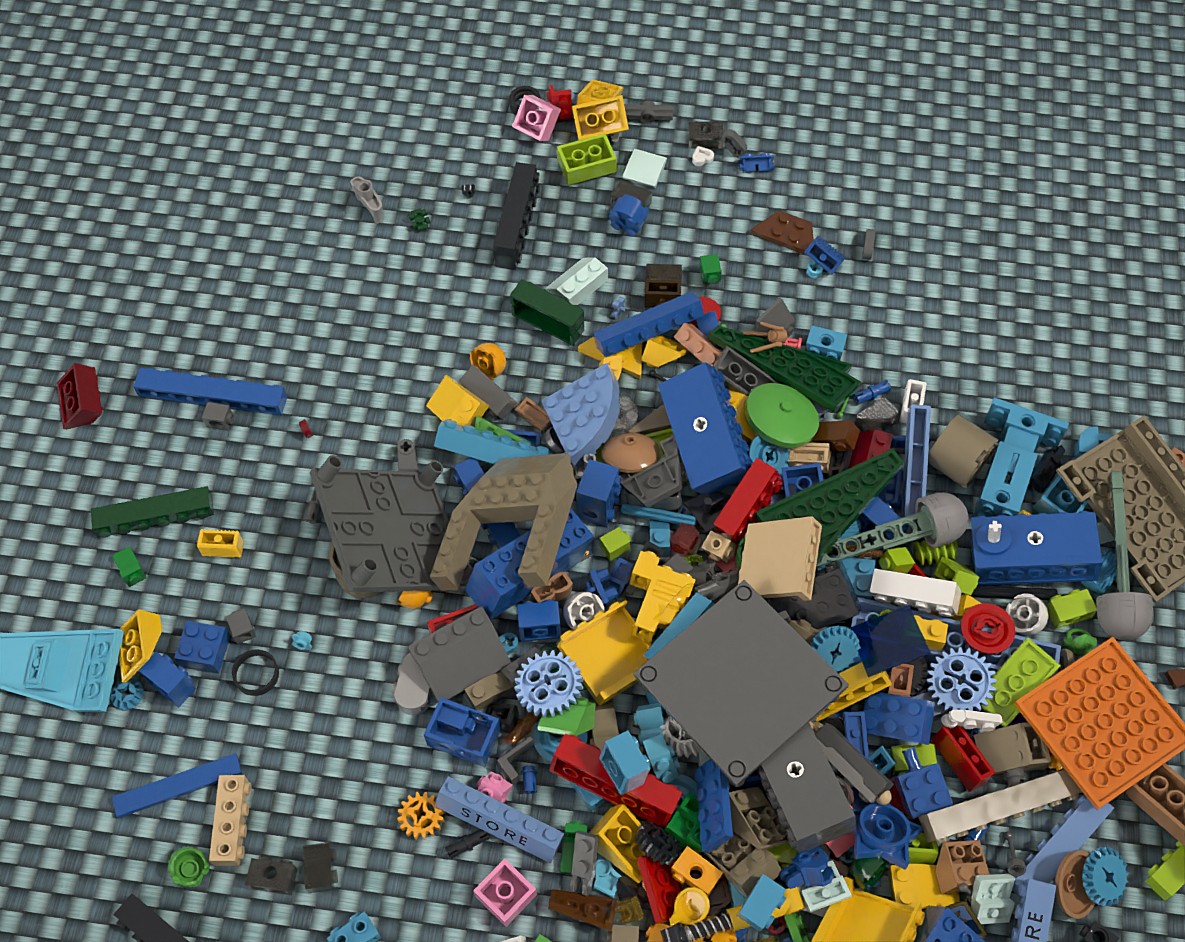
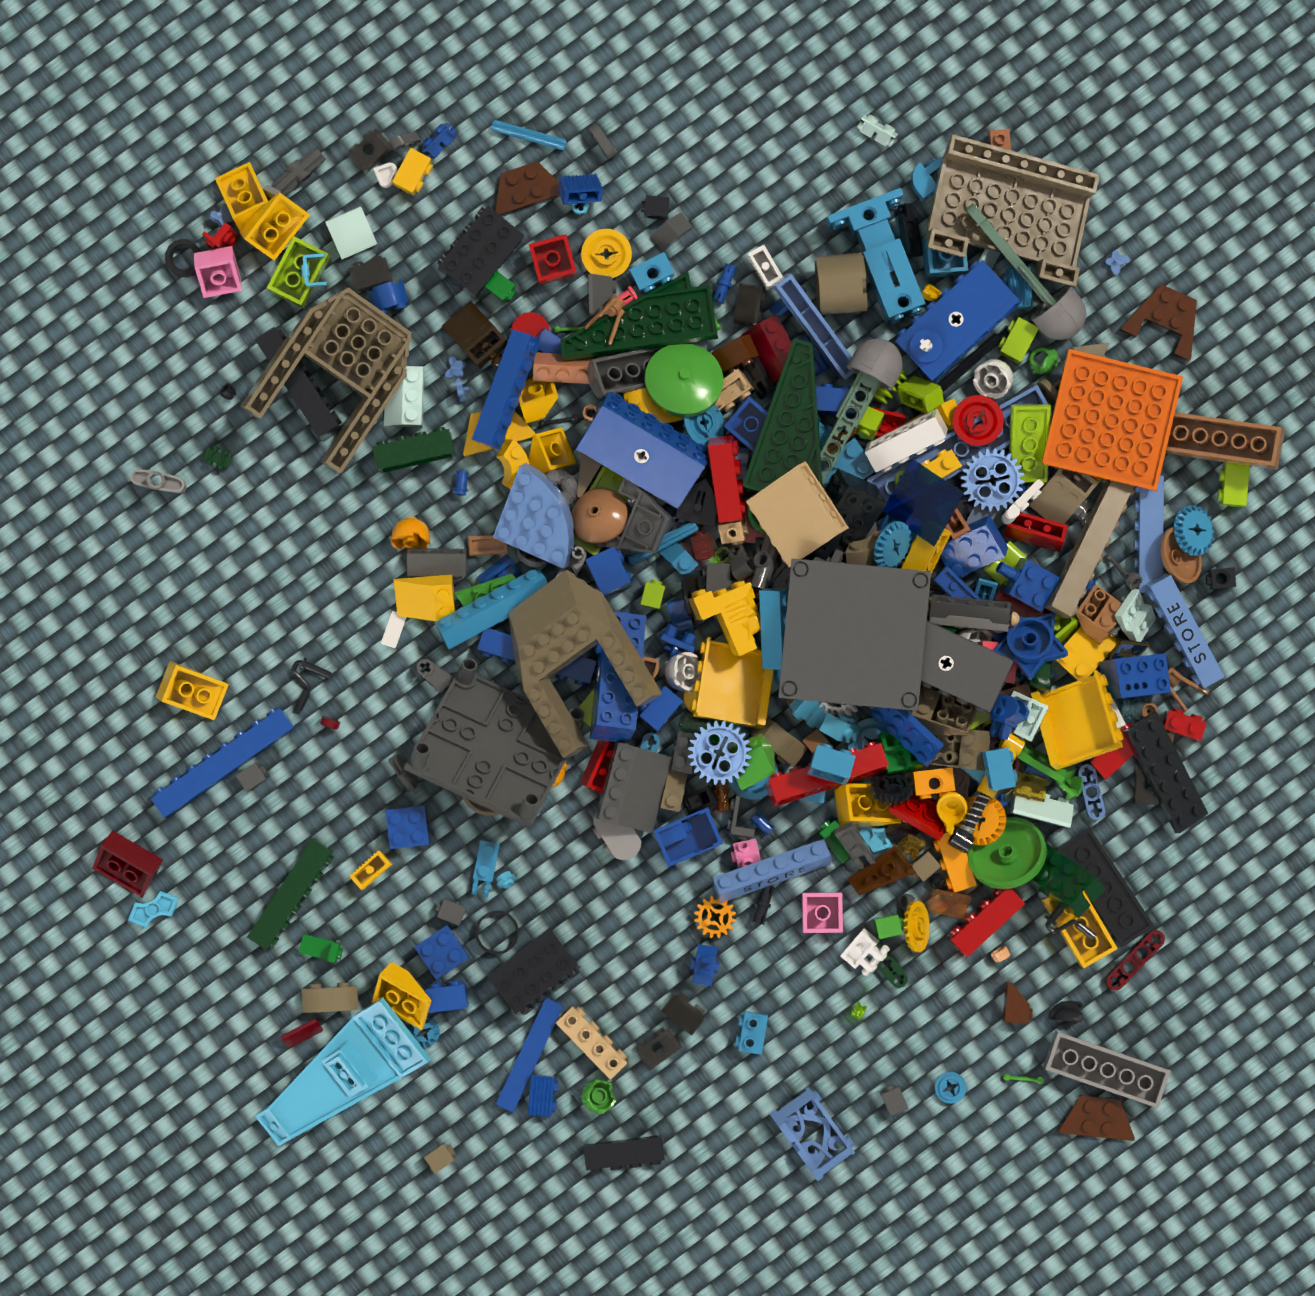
camera: 45 degrees left, 25 degrees up
(29, 795) = (440, 1157): none -> dark tan brick
(49, 611) = (302, 1033): none -> dark red slope
(67, 443) = (145, 912): none -> medium azure tile
(93, 603) = (329, 998): none -> dark tan brick
(150, 824) = (541, 1095): none -> blue brick
(244, 332) = (191, 690): none -> yellow slope
(246, 721) = (534, 972): none -> black brick
(277, 540) = (407, 827): none -> blue brick
(298, 619) = (485, 865): none -> dark azure hinge
(330, 379) = (310, 667): none -> black piece
(373, 844) = (704, 965): none -> blue hinge
(413, 413) = (393, 630): none -> white sticker
(558, 361) = (461, 483): none -> blue pin
(574, 211) = (354, 346): none -> dark tan wedge
(592, 154) = (305, 270): none -> medium azure piece
(629, 293) = (456, 368): none -> medium blue piece
(641, 389) = (551, 451): none -> yellow slope
(718, 231) = (480, 251): none -> black brick
(721, 163) = (412, 172): none -> yellow brick
(763, 280) = (553, 259): none -> red brick
(816, 308) = (615, 243): none -> yellow gear
(821, 205) = (529, 135): none -> dark azure axle
(864, 331) = (671, 231): none -> dark grey slope
(868, 308) = (655, 207): none -> black brick
(1079, 380) = (884, 133): none -> light aqua hinge

